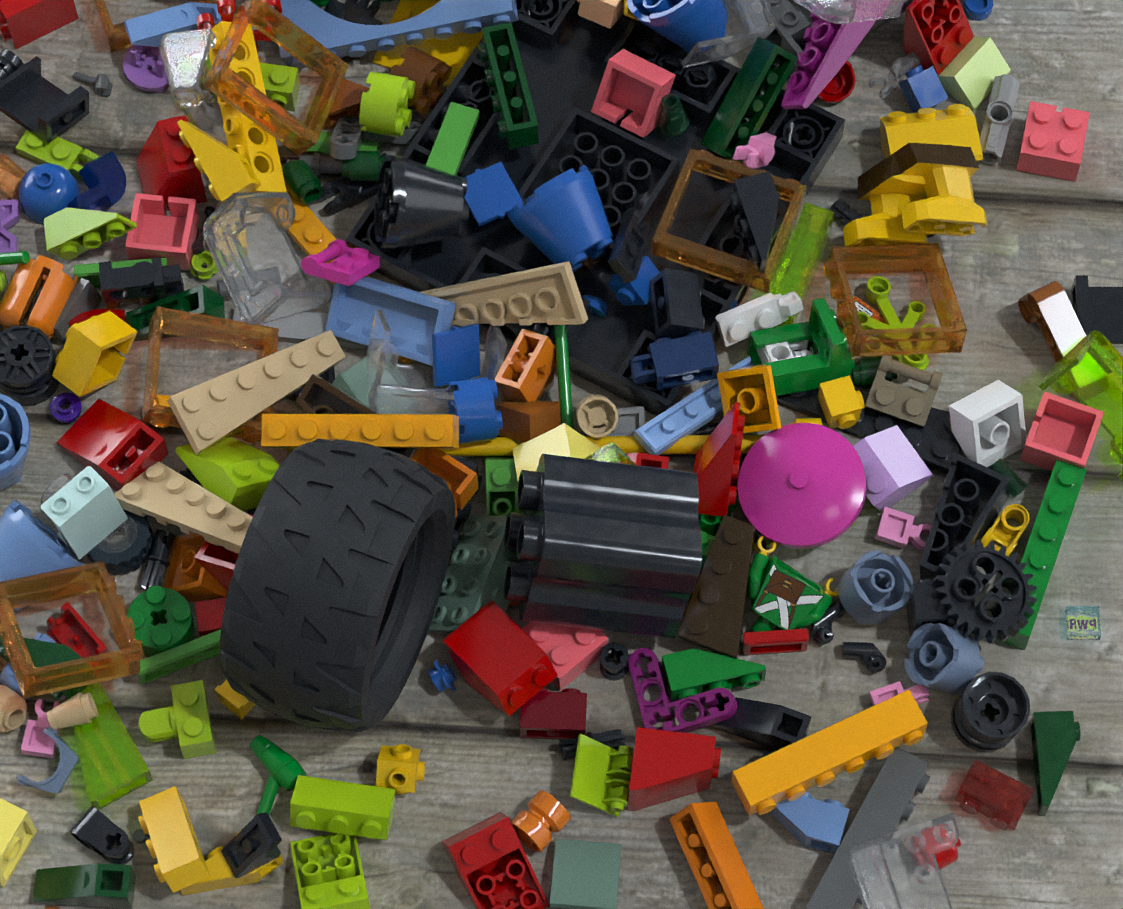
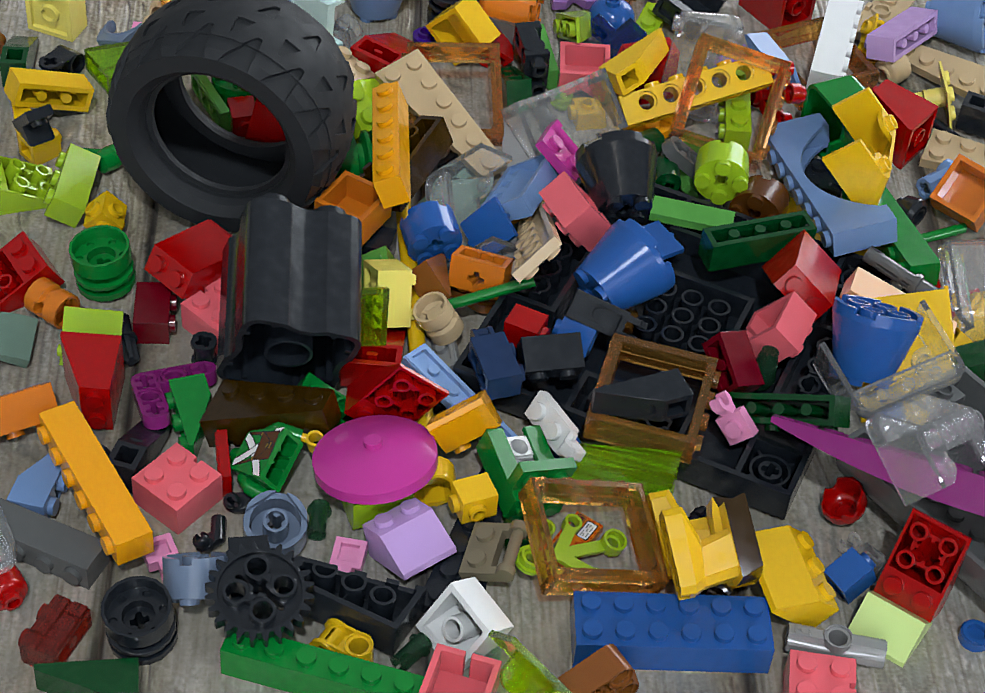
camera: 80 degrees right, 20 degrees down
(477, 255) = (574, 211): none -> coral piece
(498, 750) = (102, 263): none -> green wheel
(563, 52) = (806, 270): none -> red slope
(630, 326) = (525, 322): none -> red brick
(672, 137) = (735, 362): none -> dark red brick
(812, 683) = (177, 488): none -> coral piece
(843, 554) = (318, 513): none -> clear green pin
(990, 259) = (673, 634): none -> blue brick

